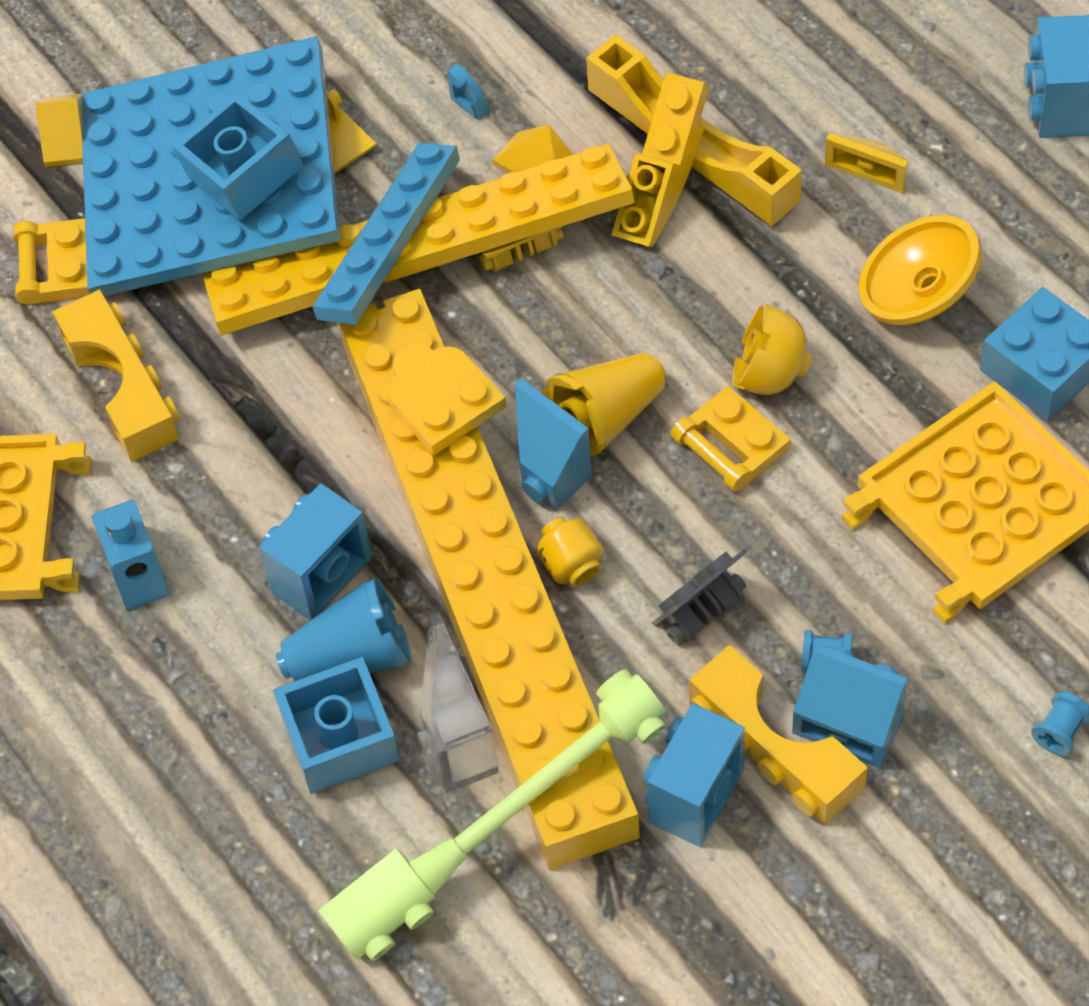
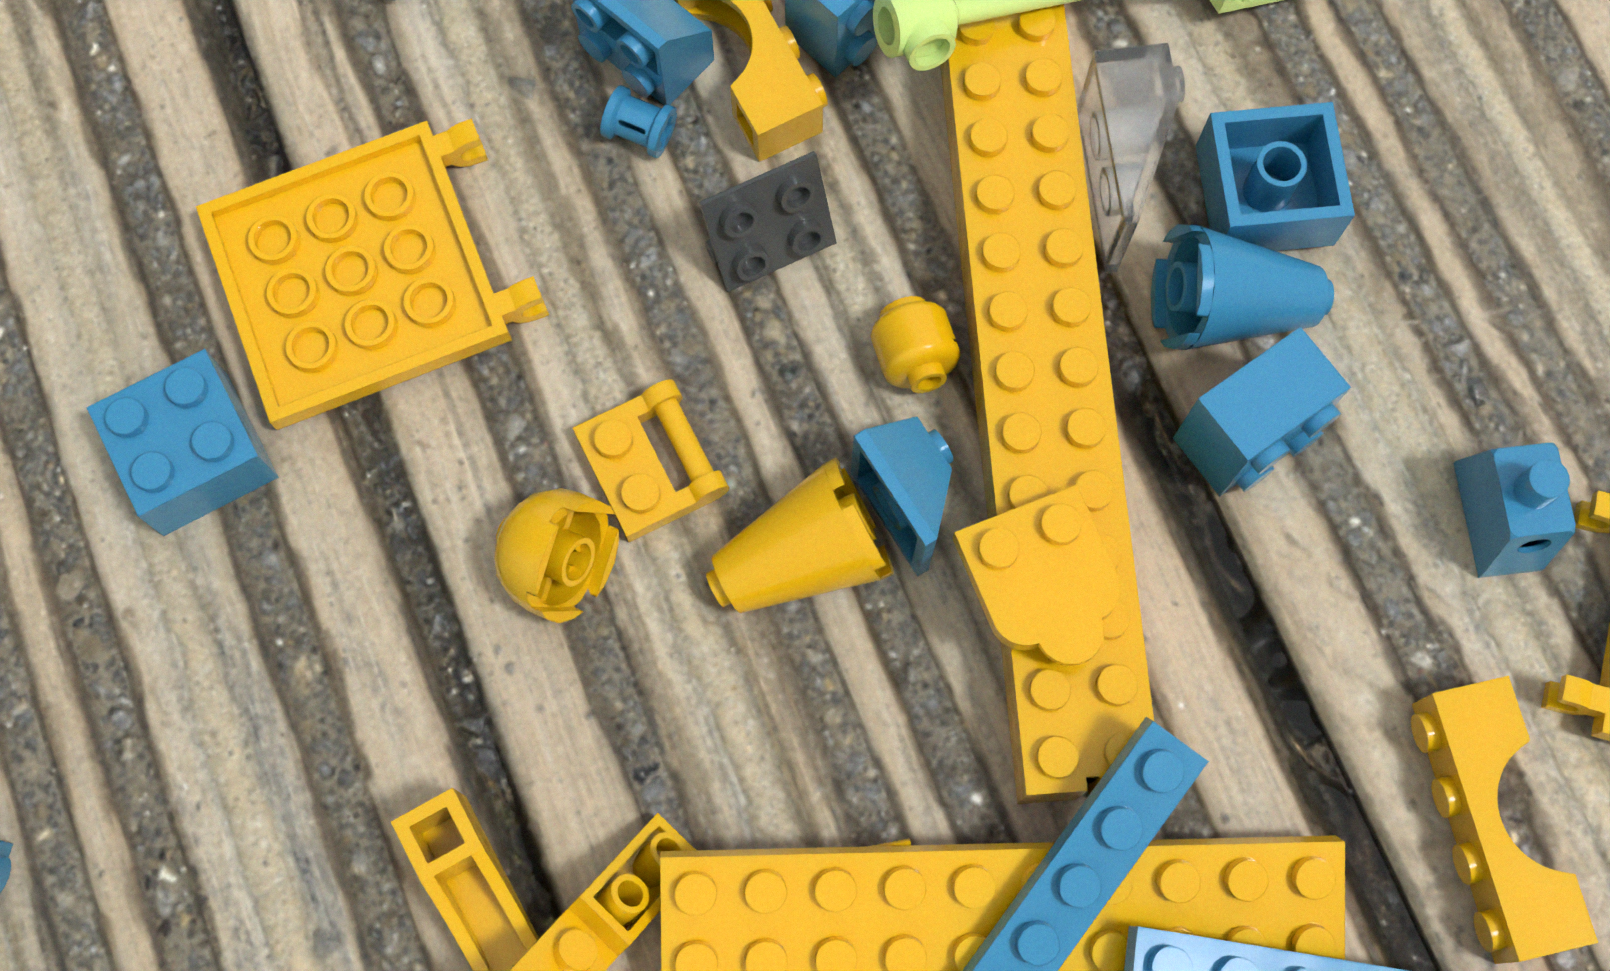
camera: 170 degrees left, 15 degrees up
(867, 160) = (269, 868): yellow slope -> none
(920, 270) = (329, 641): yellow dish -> none

